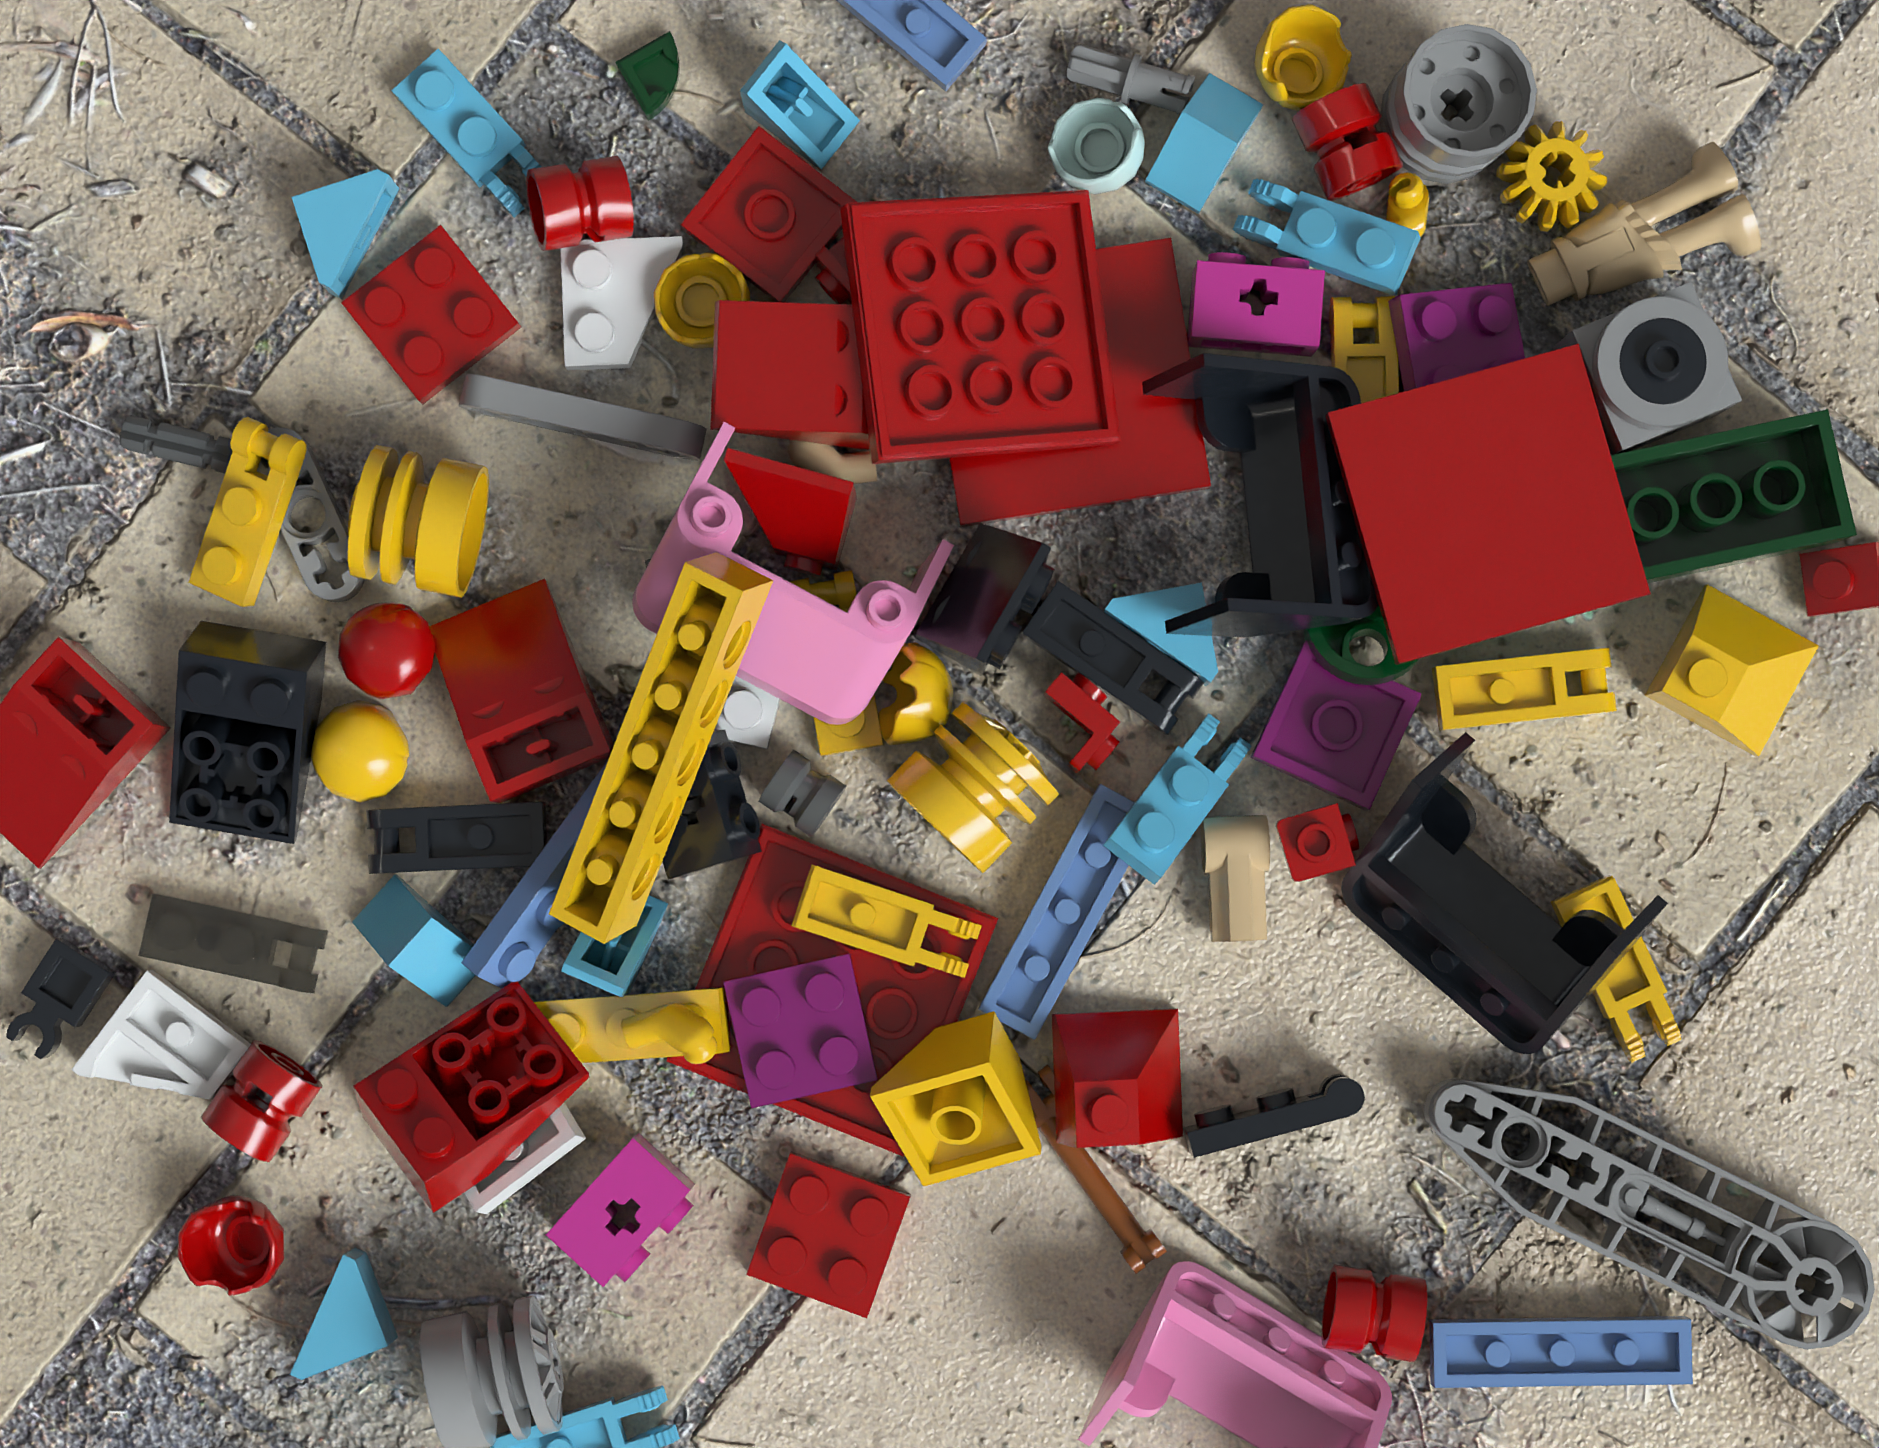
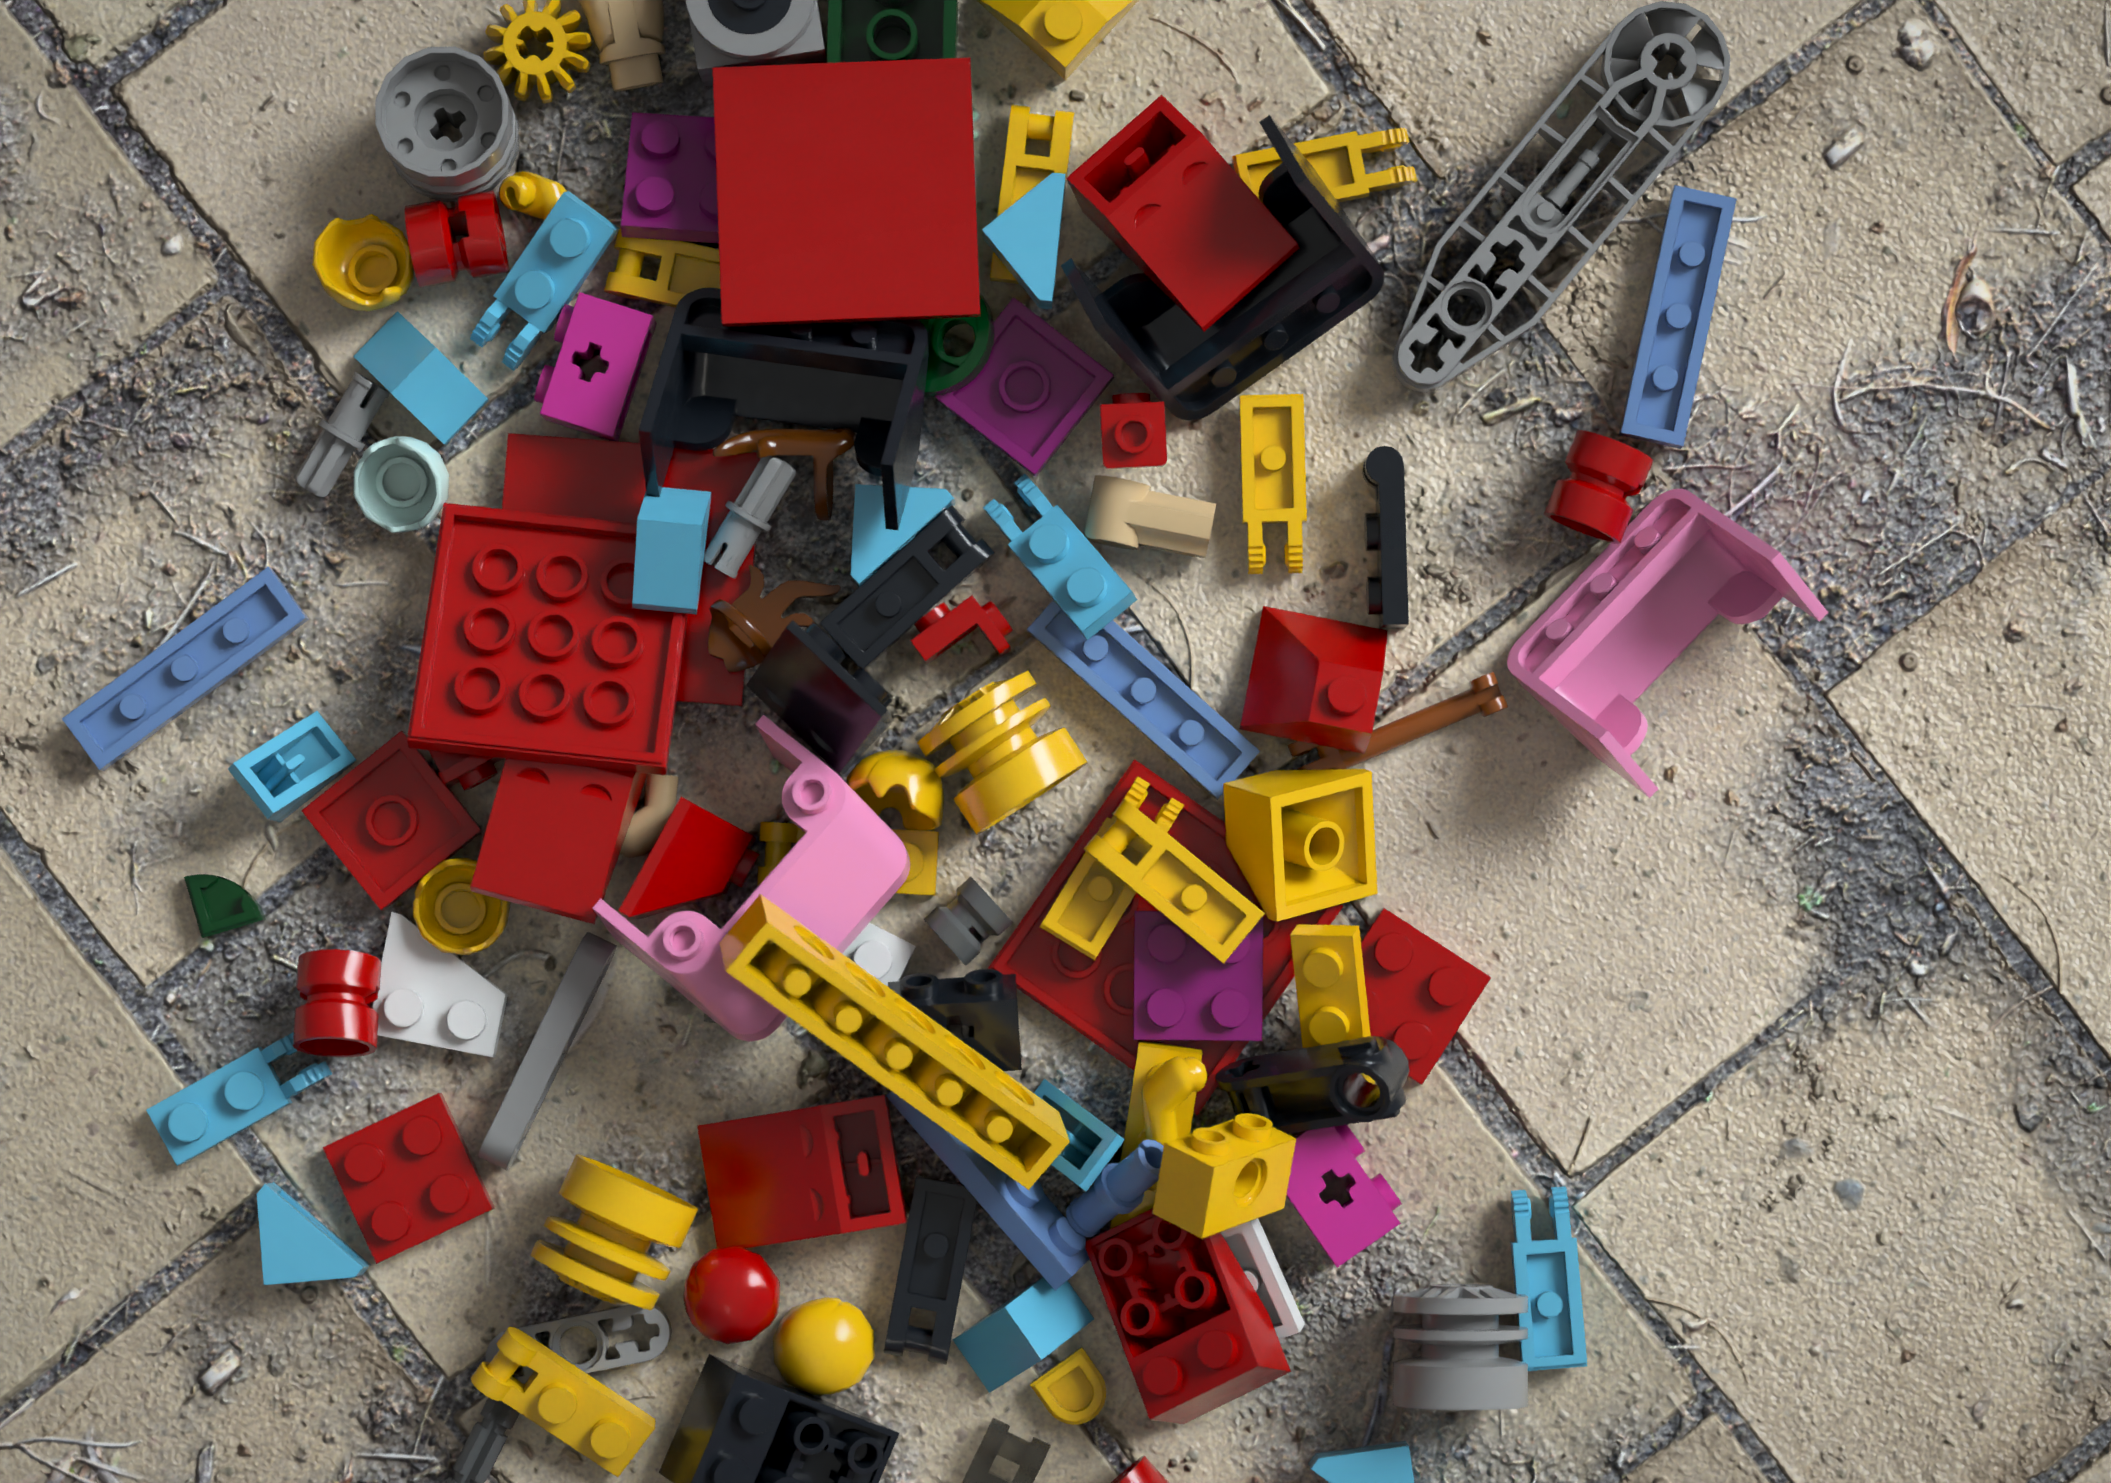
camera: 75 degrees left, 0 degrees up
(373, 1001) = (1072, 1389): none -> yellow tile
(574, 1003) = (1116, 1189): none -> medium blue pin
(605, 1104) = (1224, 1175): none -> yellow brick
(716, 1172) = (1320, 1084): none -> black piece
(798, 1171) = (1330, 984): none -> yellow plate
(883, 989) = (1176, 883): none -> yellow plate
(1039, 512) = (751, 625): none -> reddish brown piece
(1094, 417) = (670, 550): none -> medium azure slope
(1146, 487) = (749, 515): none -> light grey axle
(1232, 540) = (821, 444): none -> reddish brown piece
(1309, 988) = (1273, 474): none -> yellow hinge
(1485, 694) = (1029, 238): none -> medium azure slope
(1545, 838) = (1181, 213): none -> red slope

